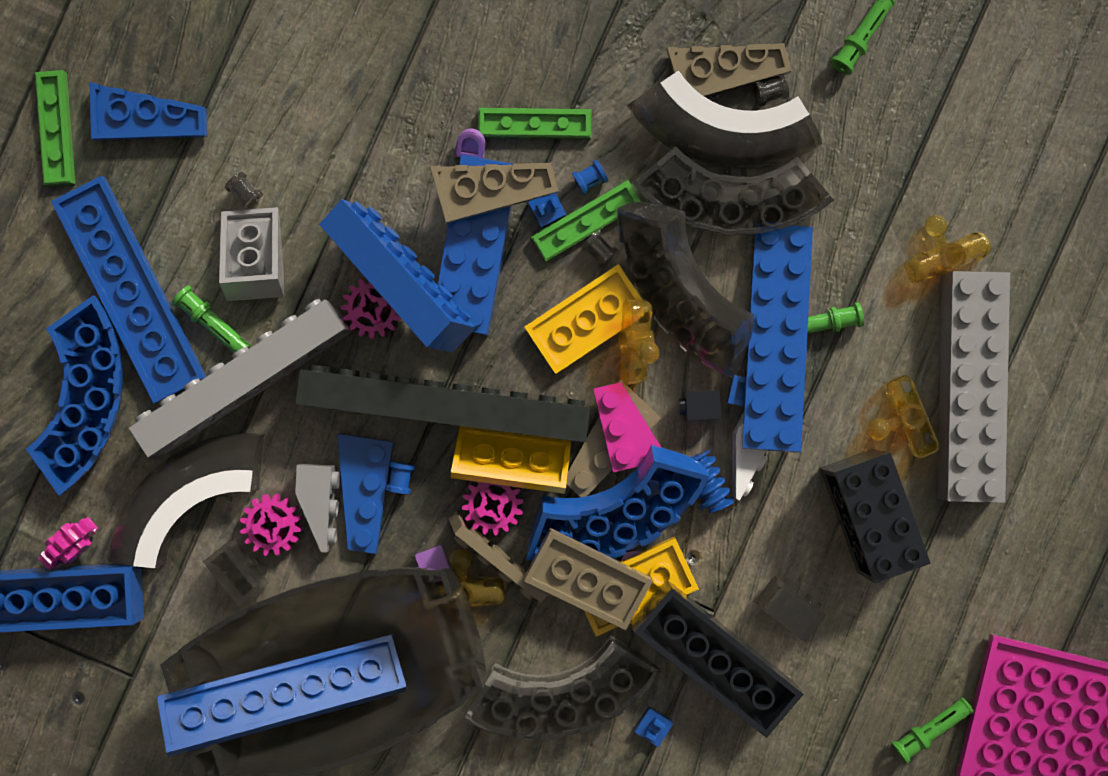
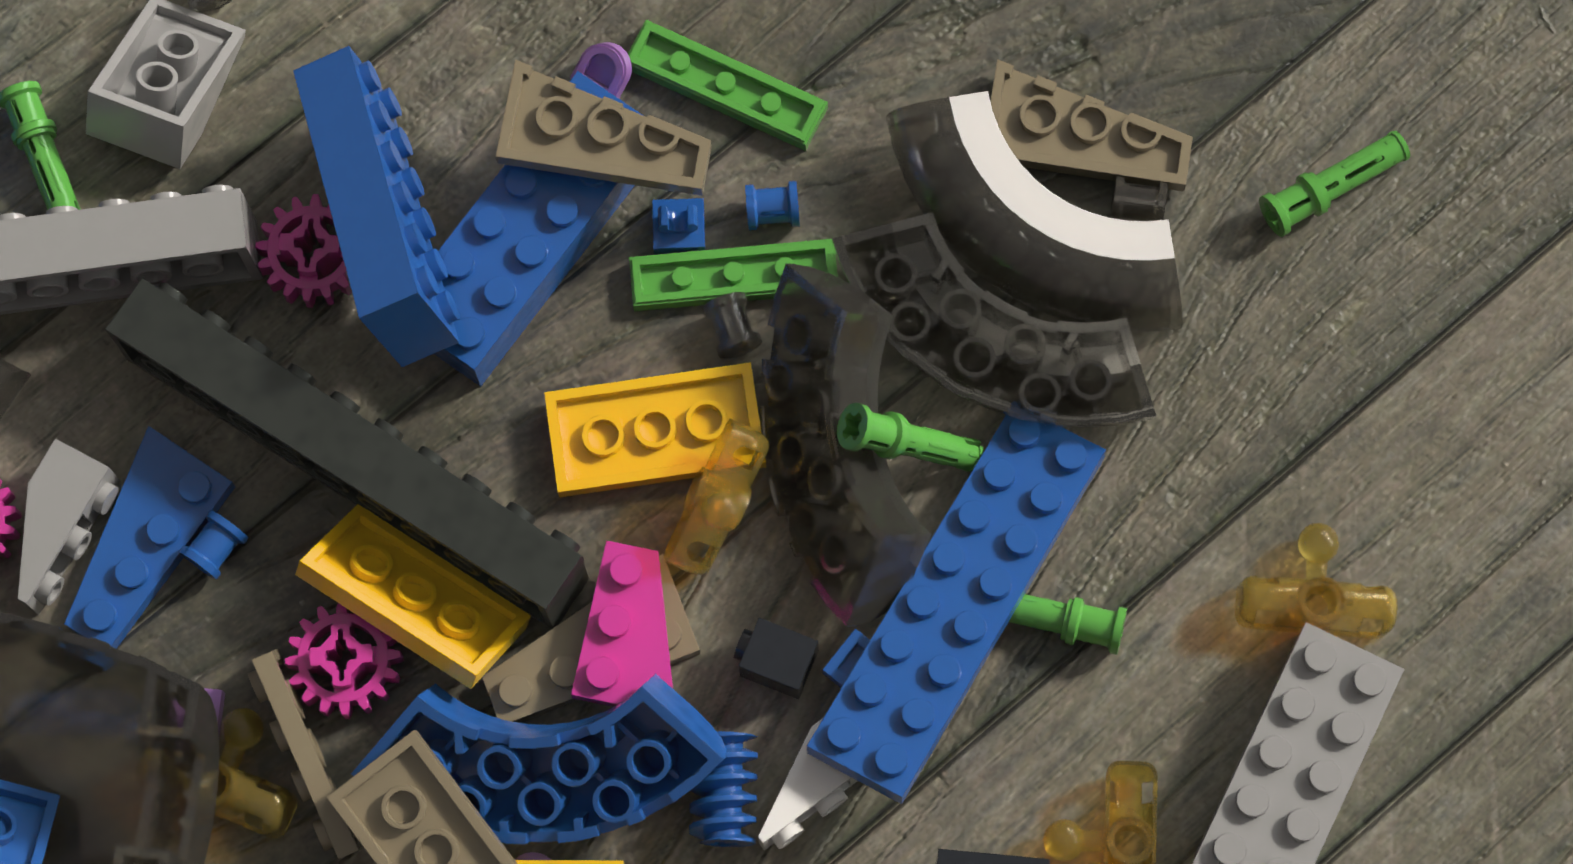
camera: 25 degrees right, 15 degrees down
(712, 272) = (894, 436): none -> bright green pin

